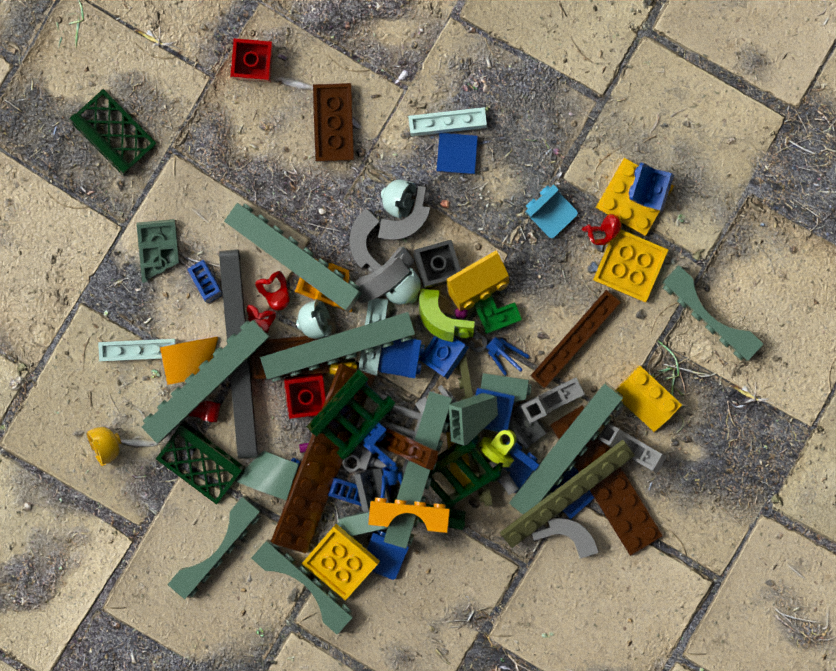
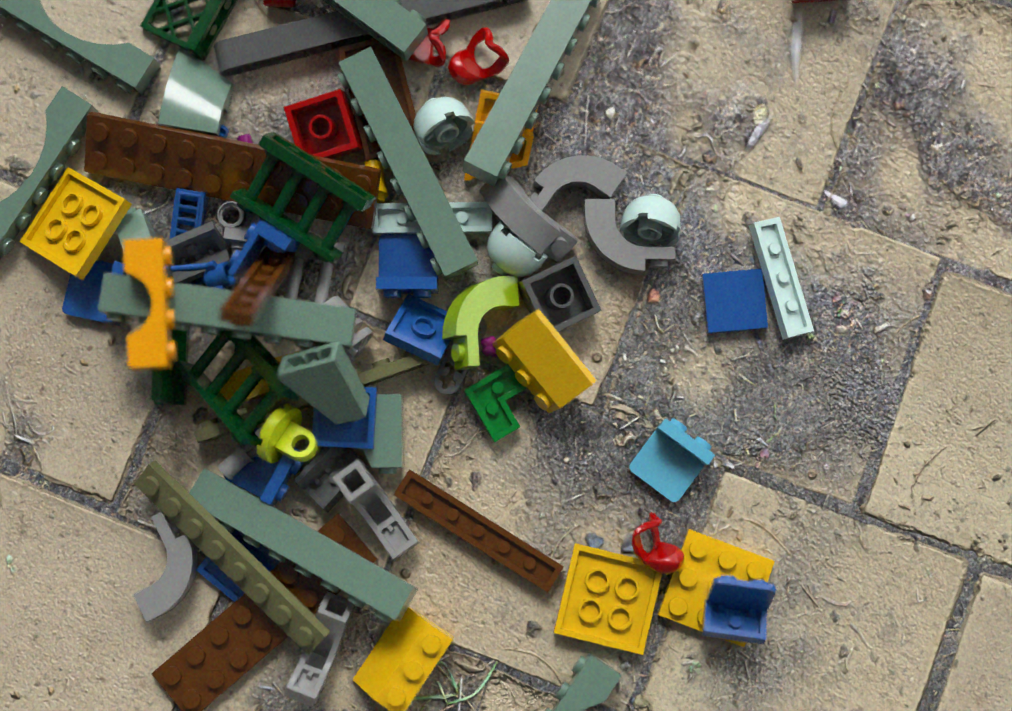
camera: 85 degrees right, 5 degrees down
(333, 122) = (748, 105): reddish brown plate -> none
(496, 347) = (446, 410): blue plant -> none

